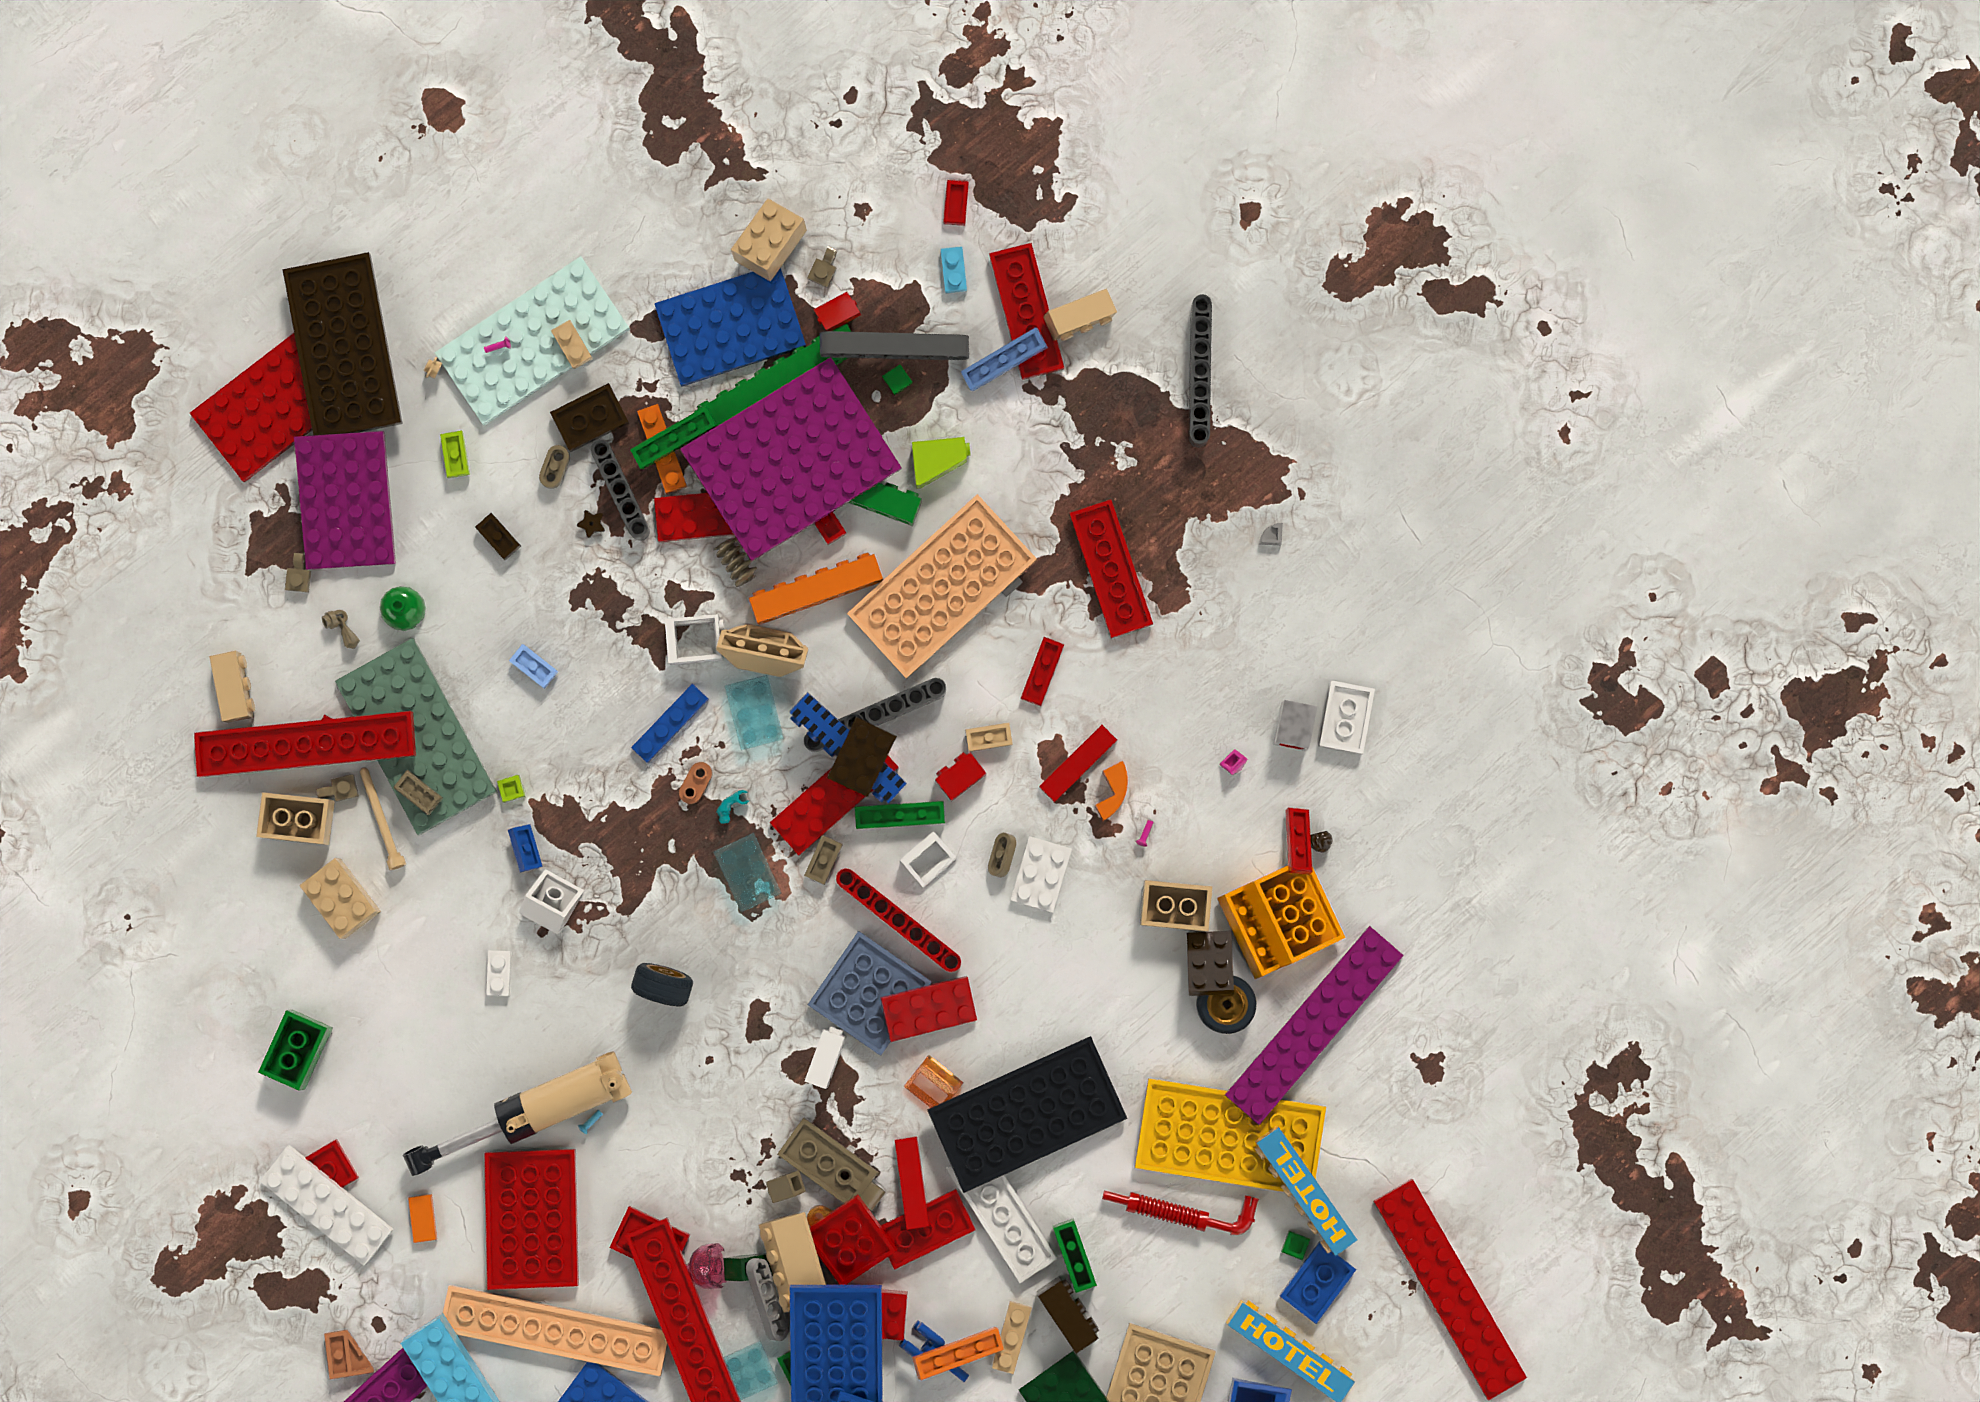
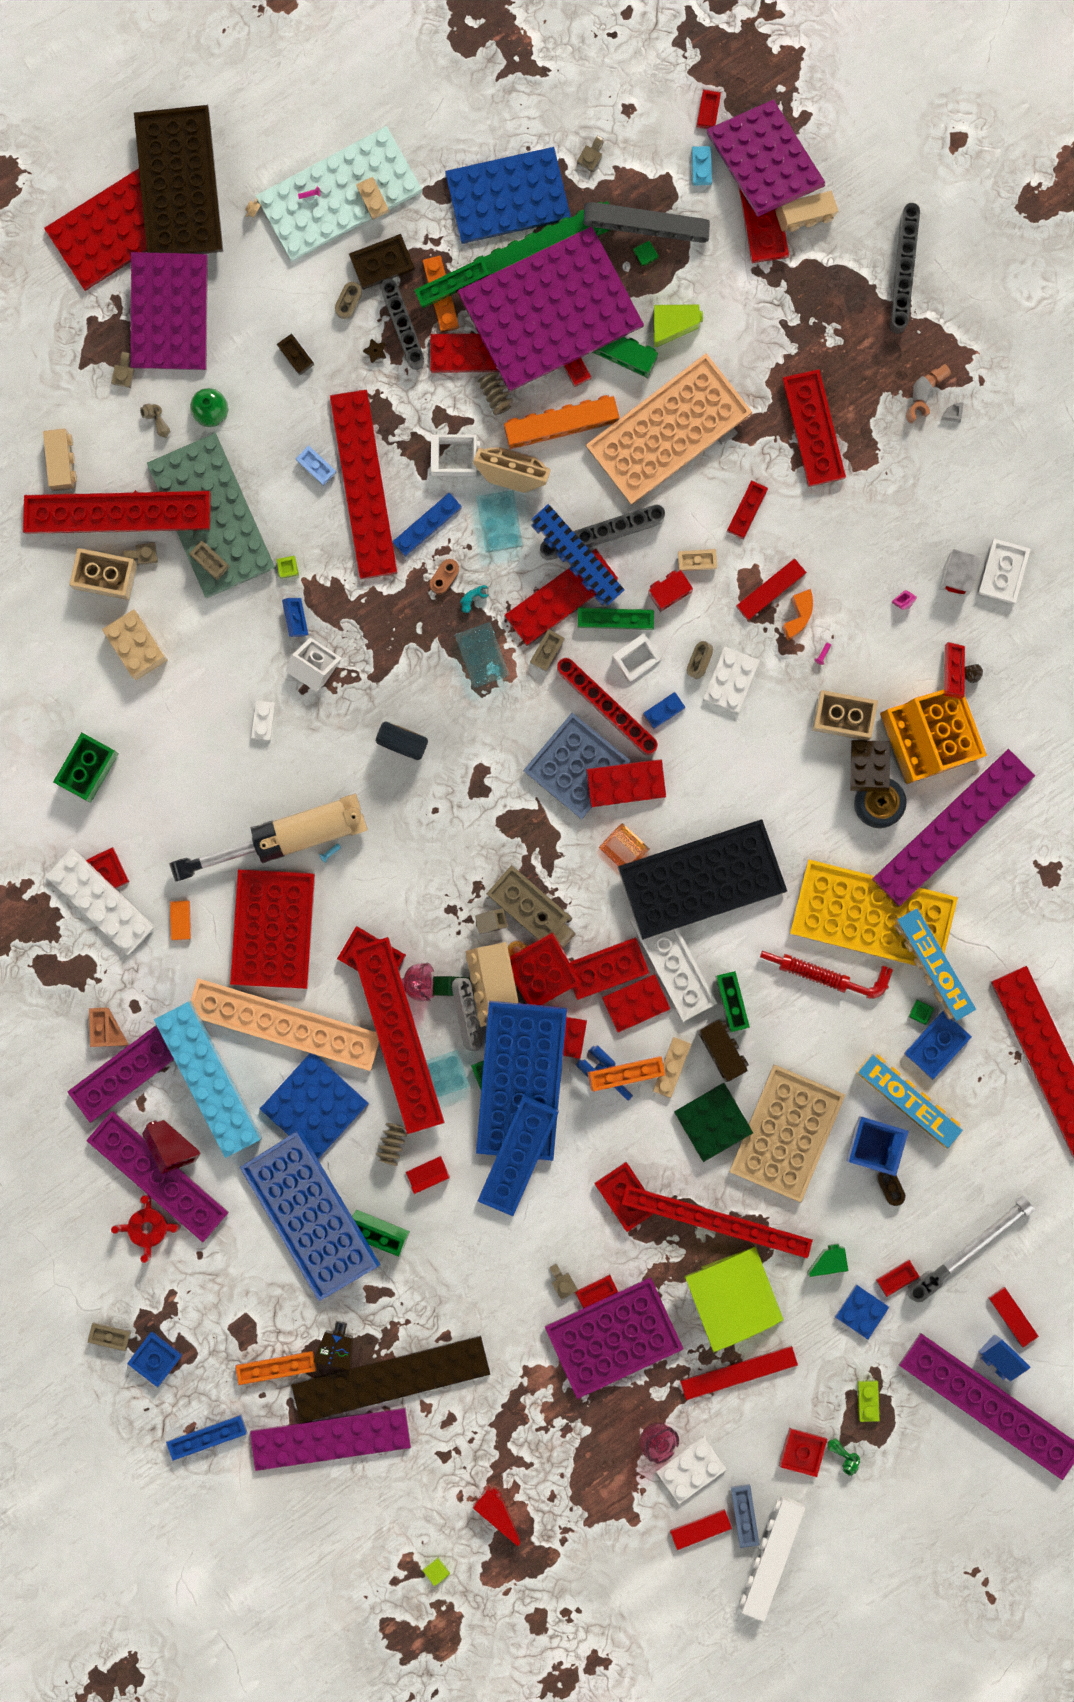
camera: 10 degrees right, 0 degrees up
(395, 859) = (184, 617): tan piece -> none
(455, 454) = (265, 282): lime plate -> none
(591, 682) = (363, 484): none -> red plate
(768, 239) = (547, 124): tan brick -> none
(825, 1057) = (535, 815): white window -> none
(837, 312) = (600, 191): red piece -> none
(861, 756) = (589, 562): dark brown plate -> none
(912, 1183) = (599, 928): red tile -> none
(963, 1266) = (636, 1003): none -> red plate
(966, 917) = (664, 710): none -> blue plate
(1004, 359) = (738, 243): medium blue plate -> none
(1026, 257) = (765, 158): none -> magenta plate
(1233, 511) = (921, 391): none -> nougat piece

